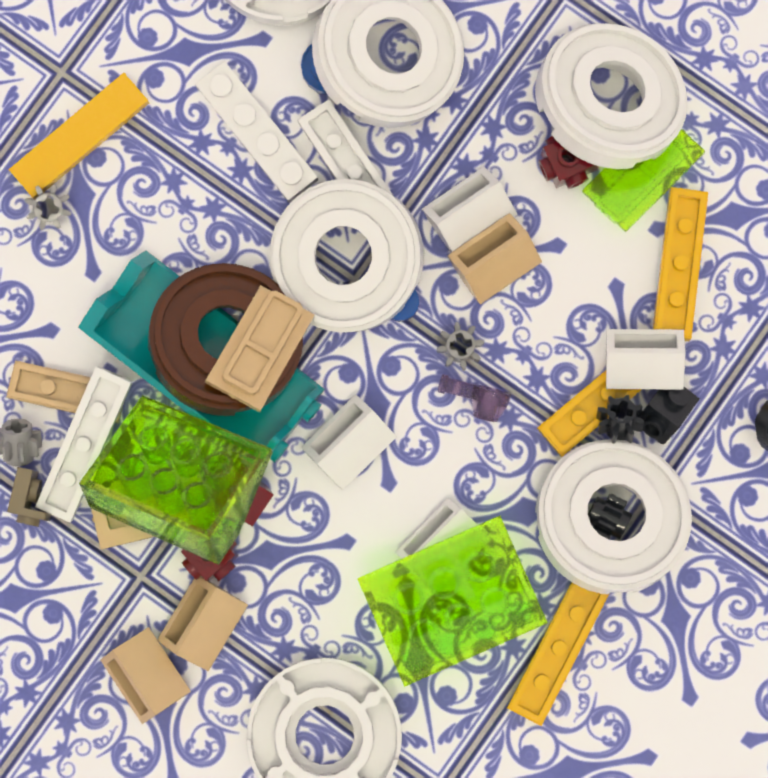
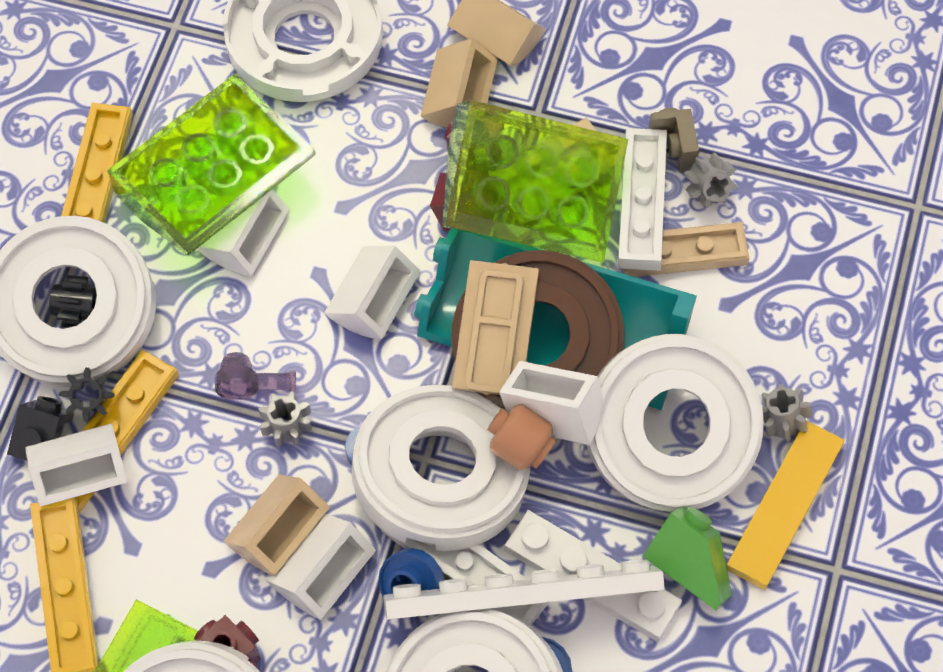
camera: 160 degrees right, 20 degrees down
(151, 261) = (734, 432): none -> white piece
(174, 110) = (692, 555): none -> bright green slope
(237, 259) = (560, 396): none -> white brick
(274, 242) = (521, 437): none -> nougat head
(320, 116) = (504, 592): none -> white plate
(402, 168) = (409, 567): none -> blue plate

